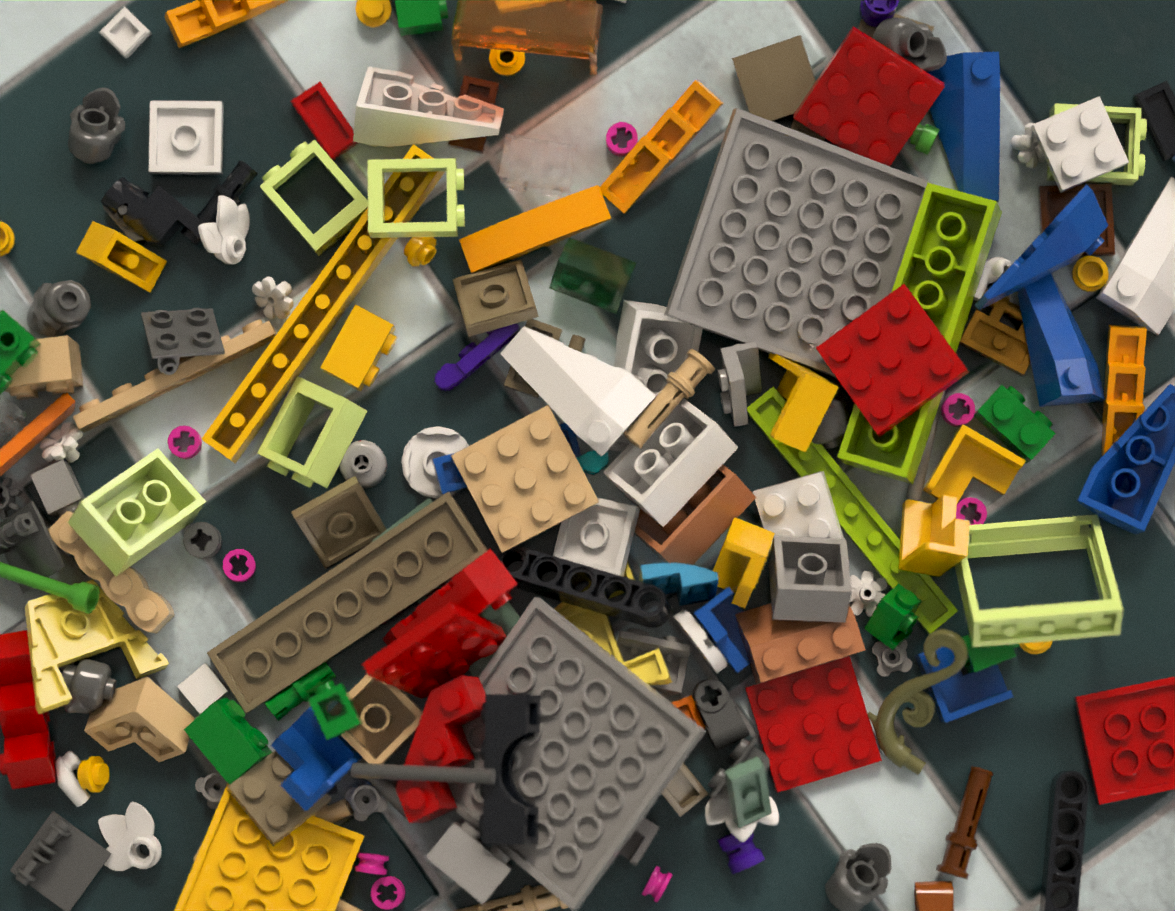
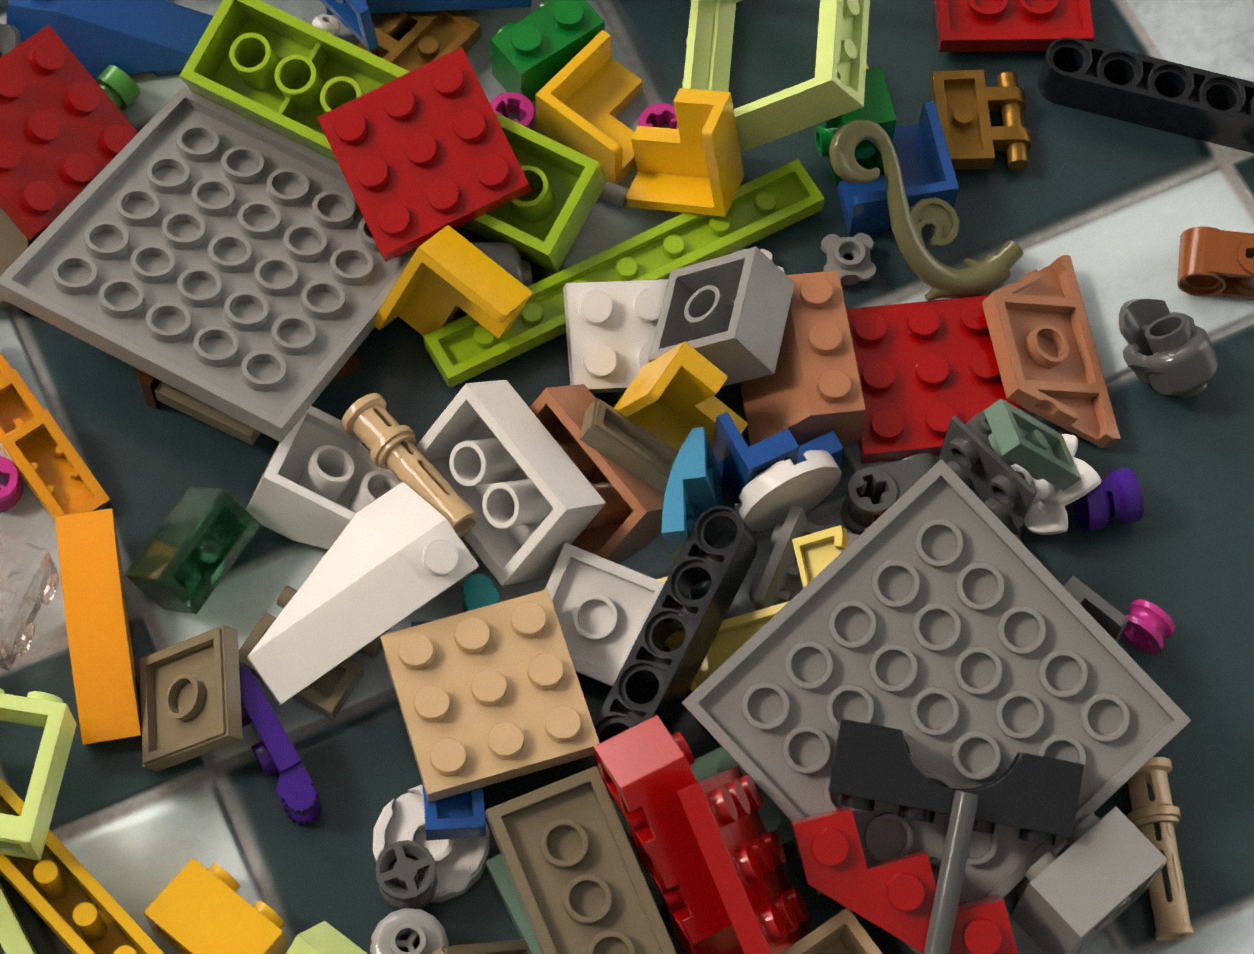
camera: 85 degrees left, 20 degrees down
(403, 447) = (403, 863): none -> dark grey wheel
(420, 250) = (82, 804): yellow plate -> none
(709, 535) = (628, 444): none -> dark tan tile
(739, 378) = (405, 369): light grey bracket -> none
(843, 799) = (1050, 353): none -> nougat wing
(894, 617) = (792, 231): green brick -> none
(961, 840) = (1122, 213): reddish brown pin -> none
(1015, 721) = (964, 115): none -> pearl gold plate

